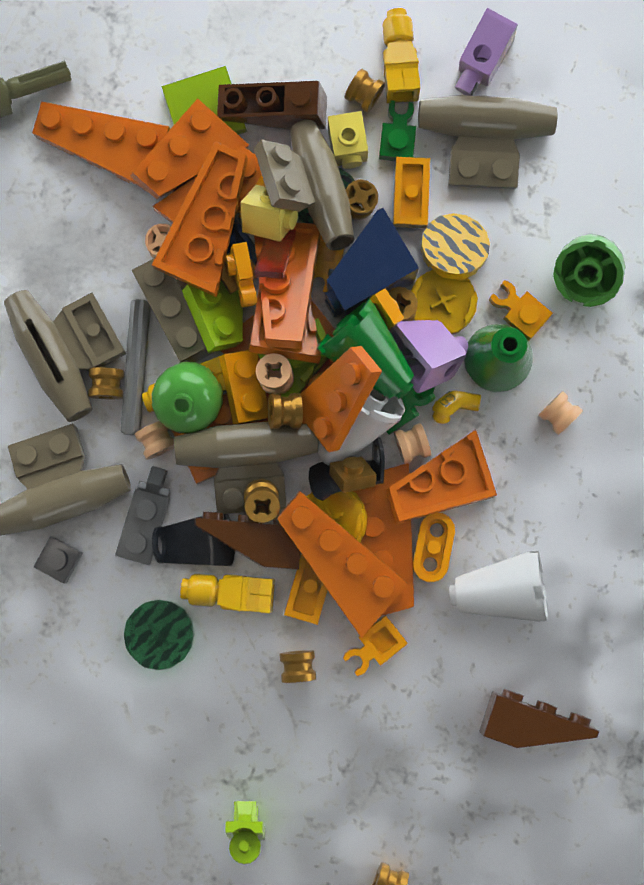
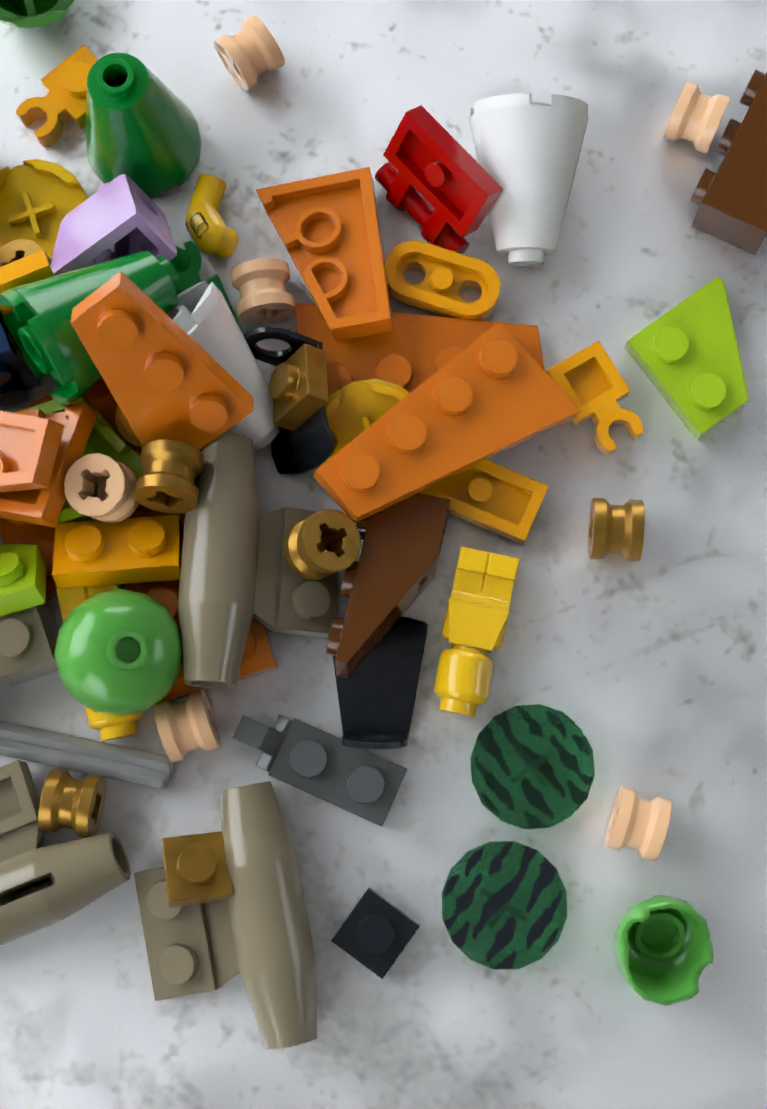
camera: 75 degrees left, 5 degrees down
(66, 718) = (663, 949): none -> bright green hair
(76, 458) = (196, 869): none -> pearl gold plate
(81, 628) = (504, 905): none -> clear green tile
(133, 697) = (638, 823): none -> light nougat wheel
(408, 702) = (694, 359): none -> lime wing
(489, 536) = (436, 181): none -> red plate
(556, 687) = (696, 117): none -> light nougat wheel

